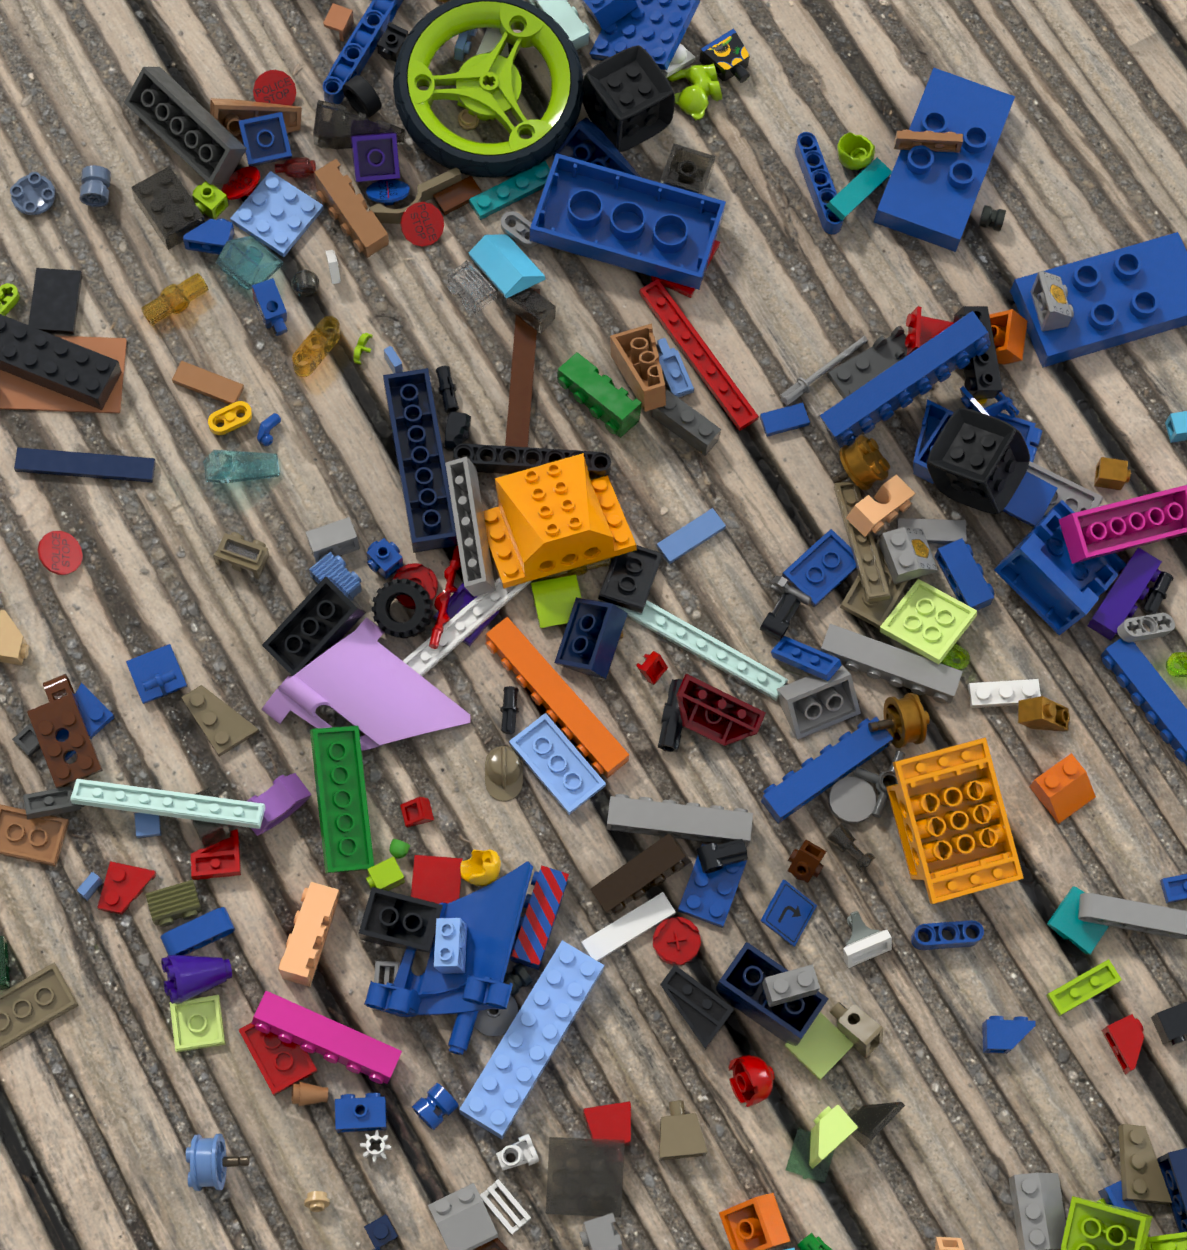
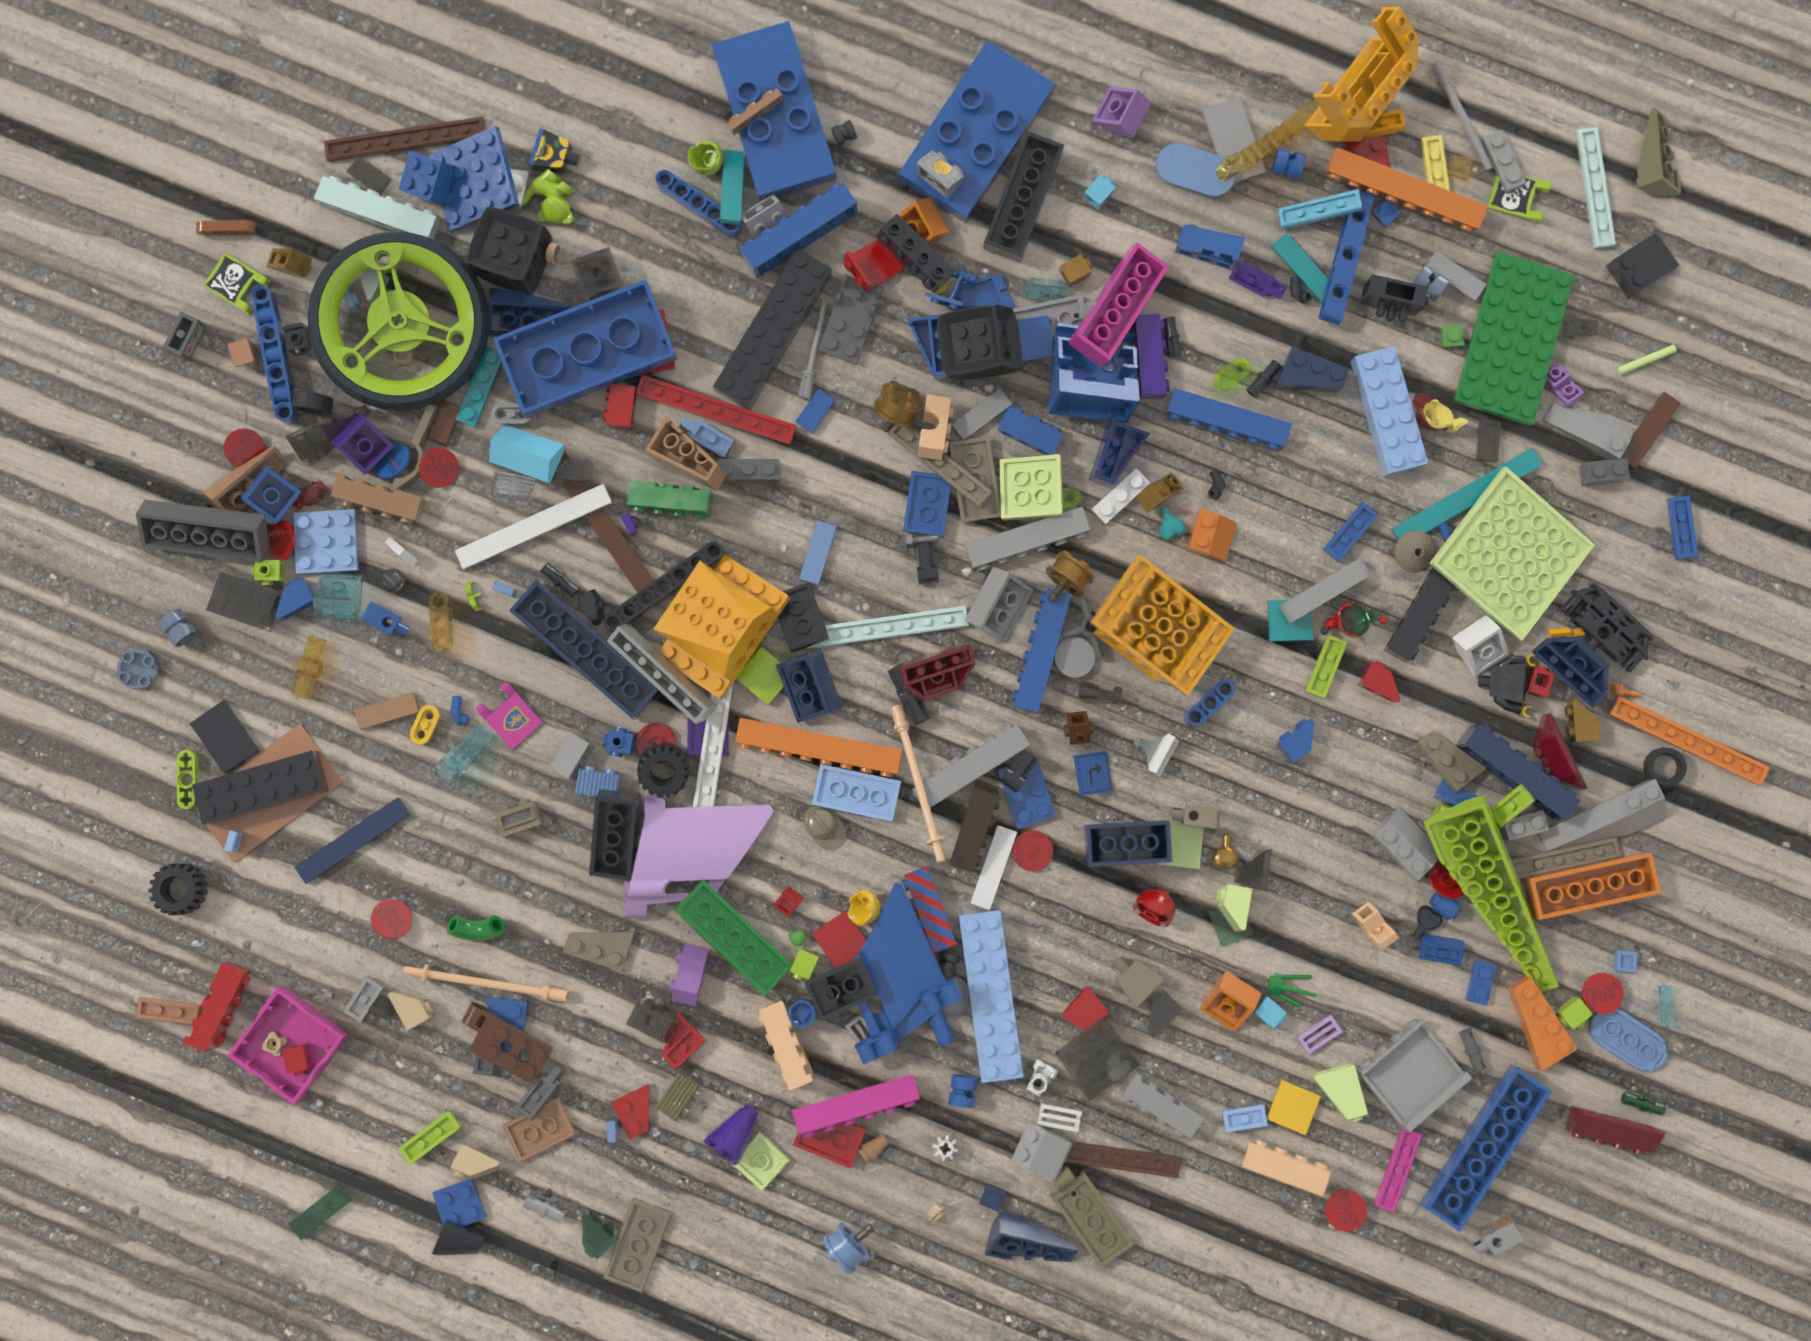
camera: 30 degrees left, 15 degrees up
(123, 619) = (476, 930): none -> green cylinder
(136, 720) = (546, 992): none -> light nougat bar
(147, 825) = (614, 1056): medium blue tile -> none
(156, 674) = (531, 949): blue plate -> none
(168, 803) = (619, 1036): light aqua tile -> none
(198, 932) = (711, 1103): blue beam -> none
(308, 471) = (512, 719): none -> dark pink flag
(347, 916) = (802, 1013): none -> blue wheel
(360, 1114) = (917, 1134): blue brick -> none
(442, 599) = (685, 741): red piece -> none
(450, 945) = (888, 980): light blue brick -> none
(462, 330) = (533, 526): none -> white tile
(509, 709) = (793, 780): black axle -> none
(546, 389) = (630, 524): none -> dark purple plate
(617, 291) = (620, 406): none -> red brick
(645, 737) = (902, 726): none -> light nougat bar
(652, 667) = (868, 671): red tile -> none
(663, 132) = (553, 253): none -> light nougat tile
(681, 1183) = (1161, 1012): none -> clear smoke slope
(697, 1005) = (1081, 885): black wedge -> none
(790, 985) = (1140, 834): light grey brick -> none
(801, 326) = (773, 329): none -> black brick
(806, 658) = (968, 583): blue plate -> none
(855, 1086) = (1225, 855): none -> pearl gold rock
(867, 233) = (763, 216): none -> light grey brick
(890, 263) = (799, 230): none -> blue brick
(906, 380) = (882, 320): blue brick -> none
(907, 554) = (980, 449): light grey slope -> none
(1032, 753) = (1171, 525): none -> teal rock
(1033, 648) = (1115, 451): none -> clear blue wedge
(1066, 466) = (1037, 290): none -> clear light blue hinge
(1103, 751) = (1218, 485): none -> black arm
(1111, 379) = (1023, 196): none -> black brick
(1142, 962) = (1352, 620): none -> clear green piece
(1166, 626) = (1183, 364): light grey beam -> none

